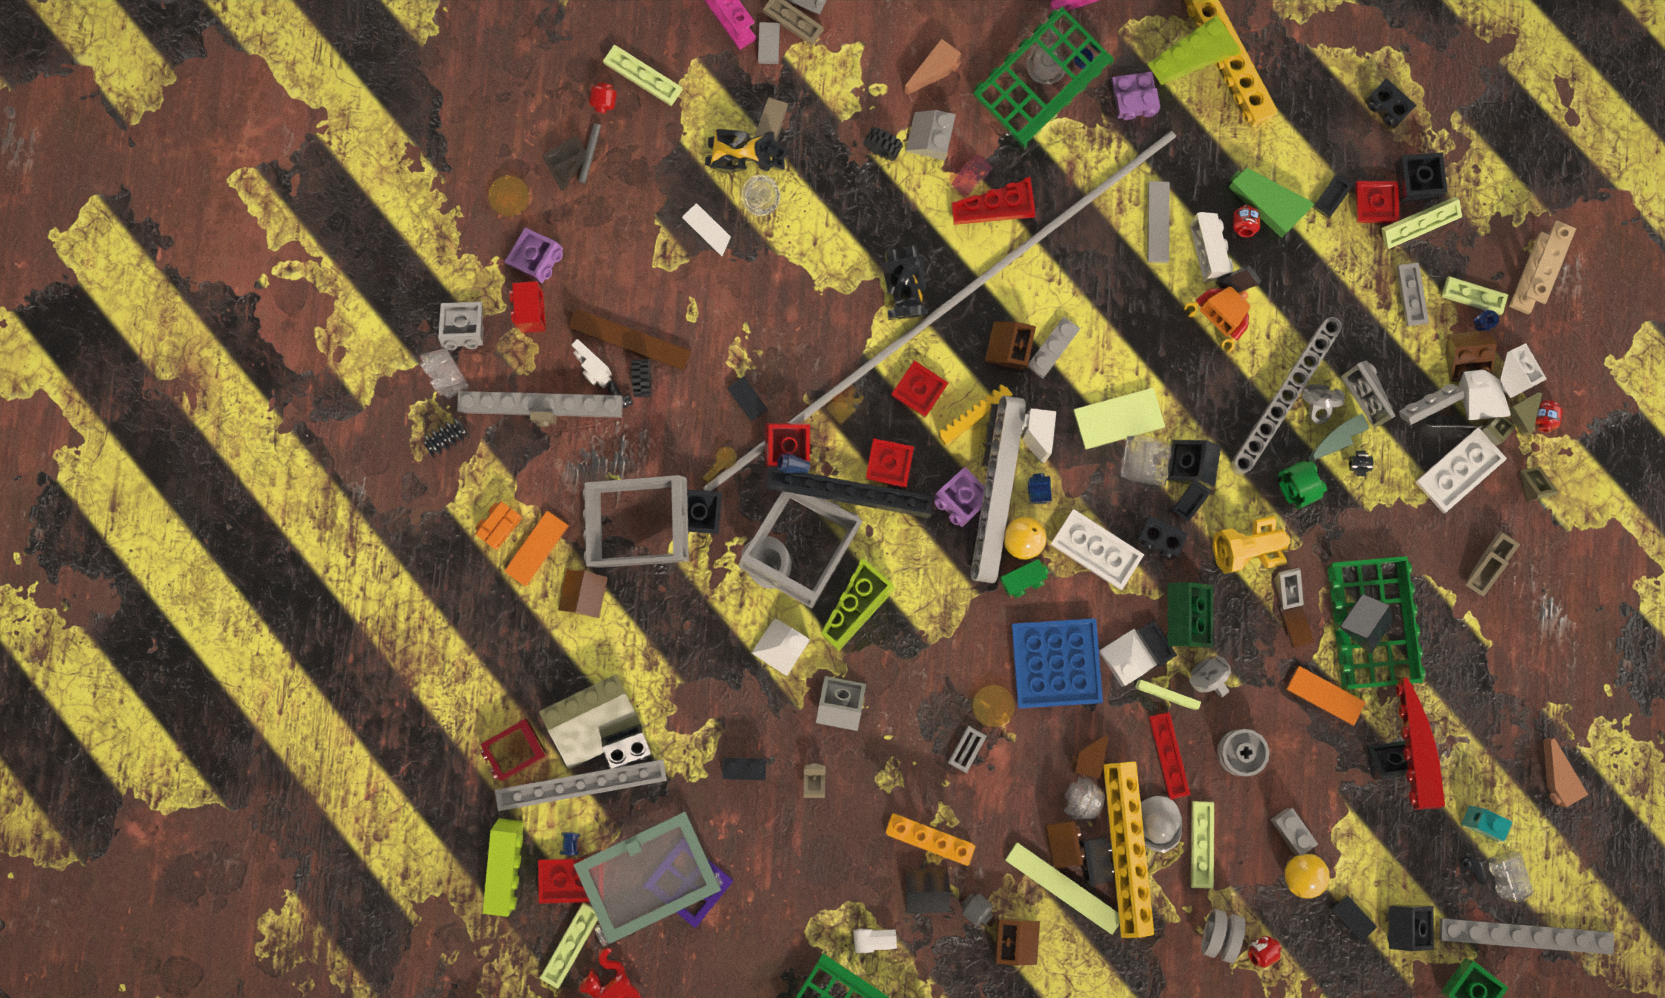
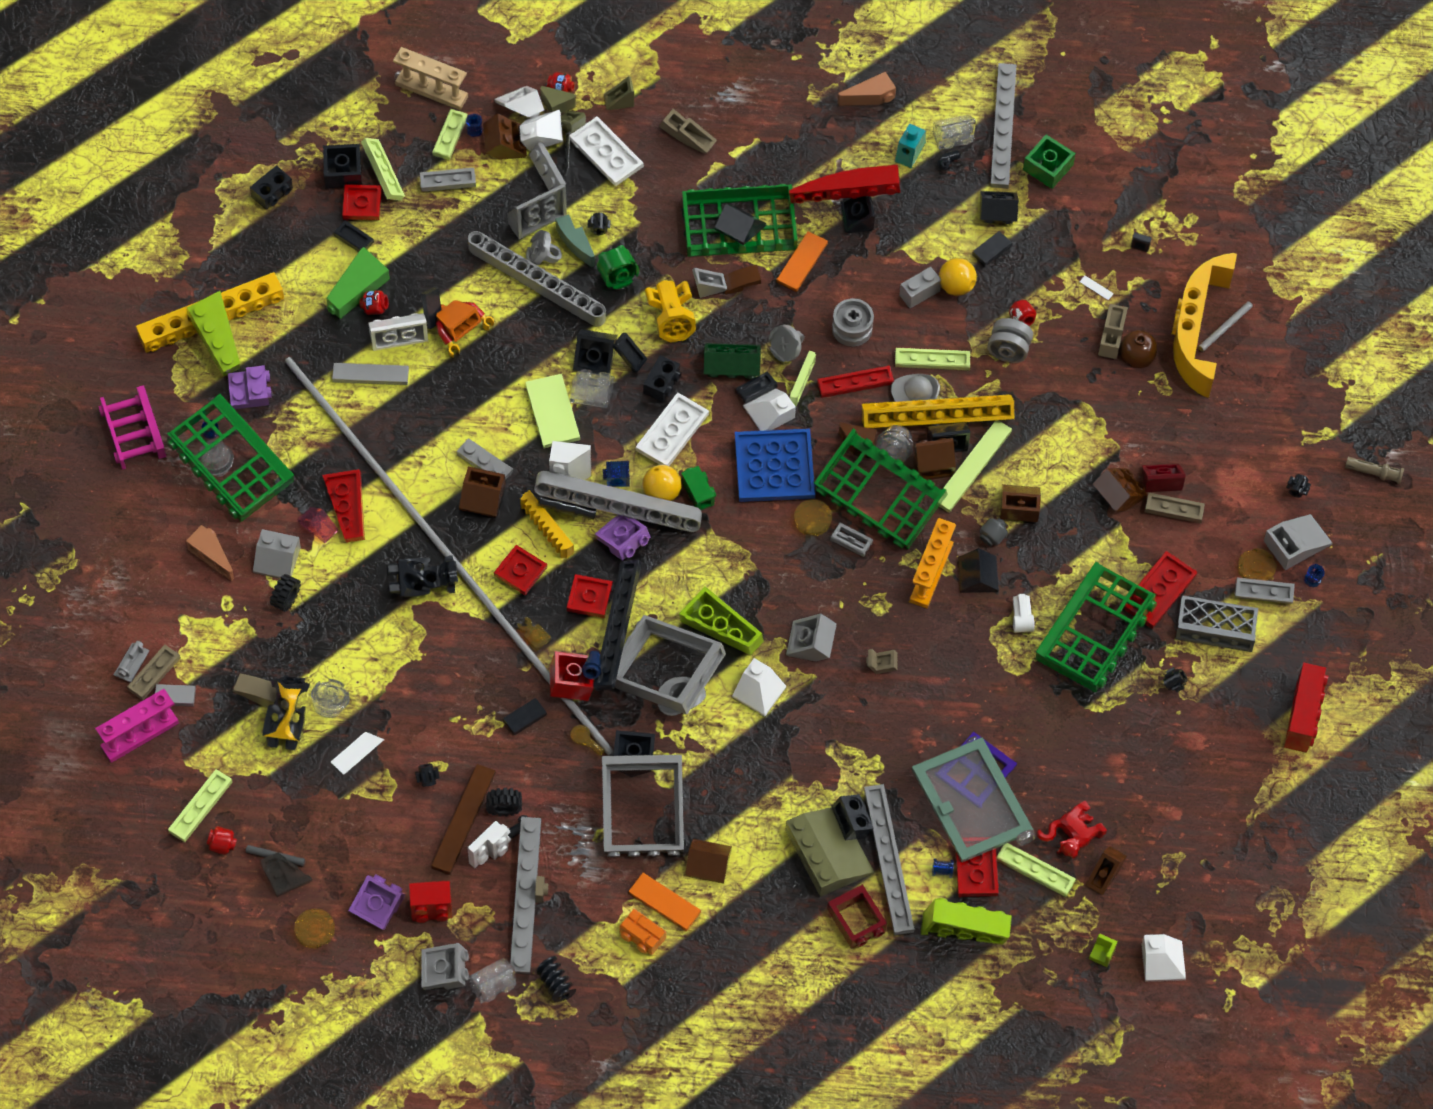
camera: 90 degrees left, 20 degrees down
(675, 299) = (427, 775): none -> black gear
(744, 768) = (872, 717): black brick -> none
(1049, 802) = (897, 467): none -> green window

